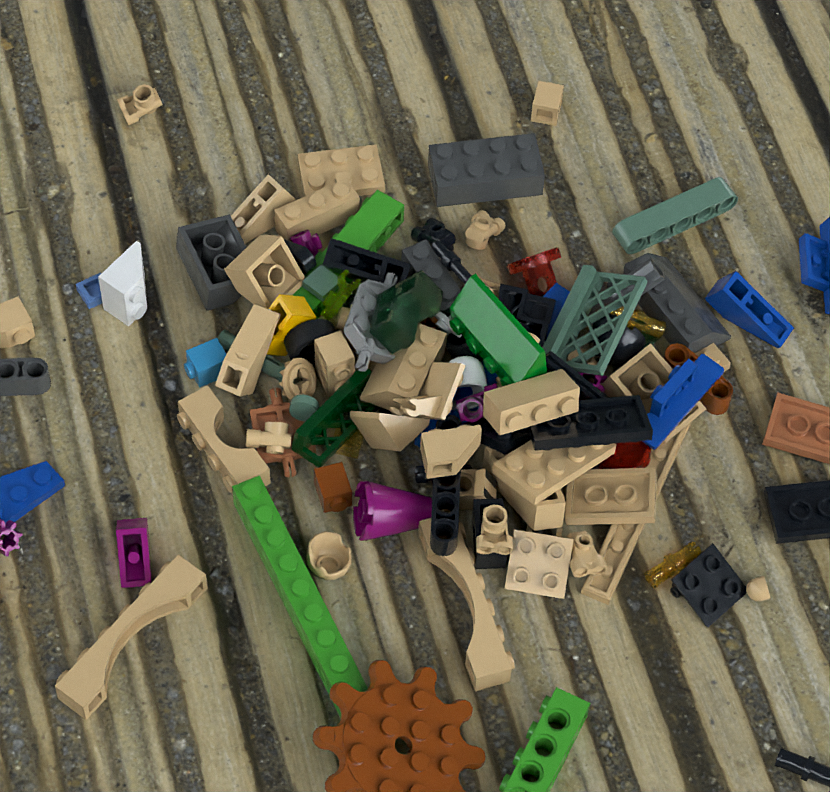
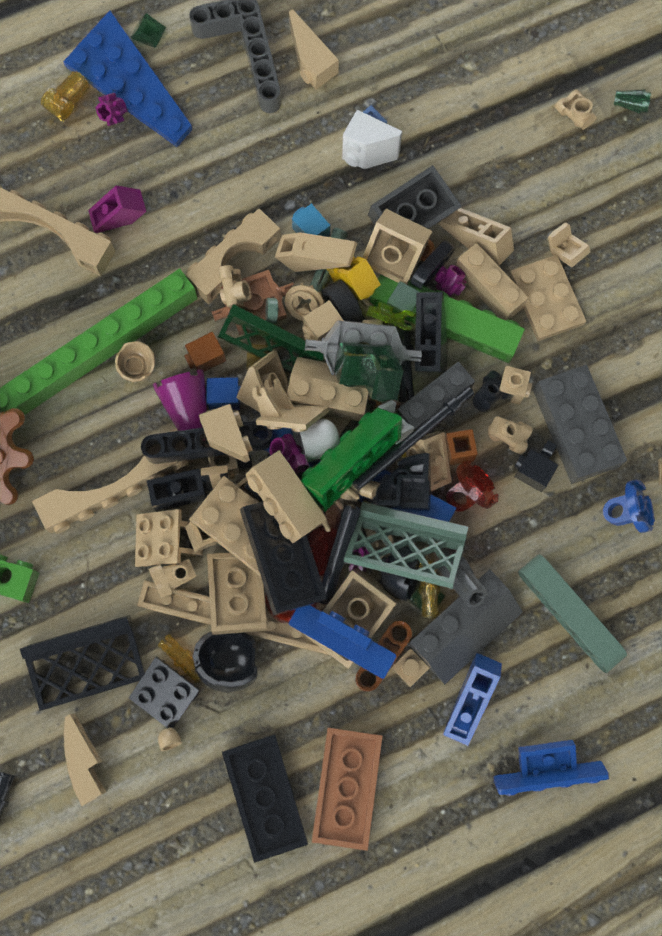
camera: 80 degrees right, 20 degrees up
(144, 55) = (633, 100): none -> clear green cone
(292, 142) = (567, 246): none -> tan bracket
(386, 469) = (223, 392): none -> blue brick
(434, 209) = (516, 383): none -> tan bracket
(492, 265) = (461, 446): none -> dark orange brick
(494, 532) = (154, 489): tan plate -> none
(523, 214) = (536, 468): none -> black brick
(580, 140) = (636, 508): none -> blue tile
(638, 666) = (78, 639): none -> black fence
(687, 515) = (226, 661): none -> black cylinder
(773, 675) = (80, 760): none -> tan slope

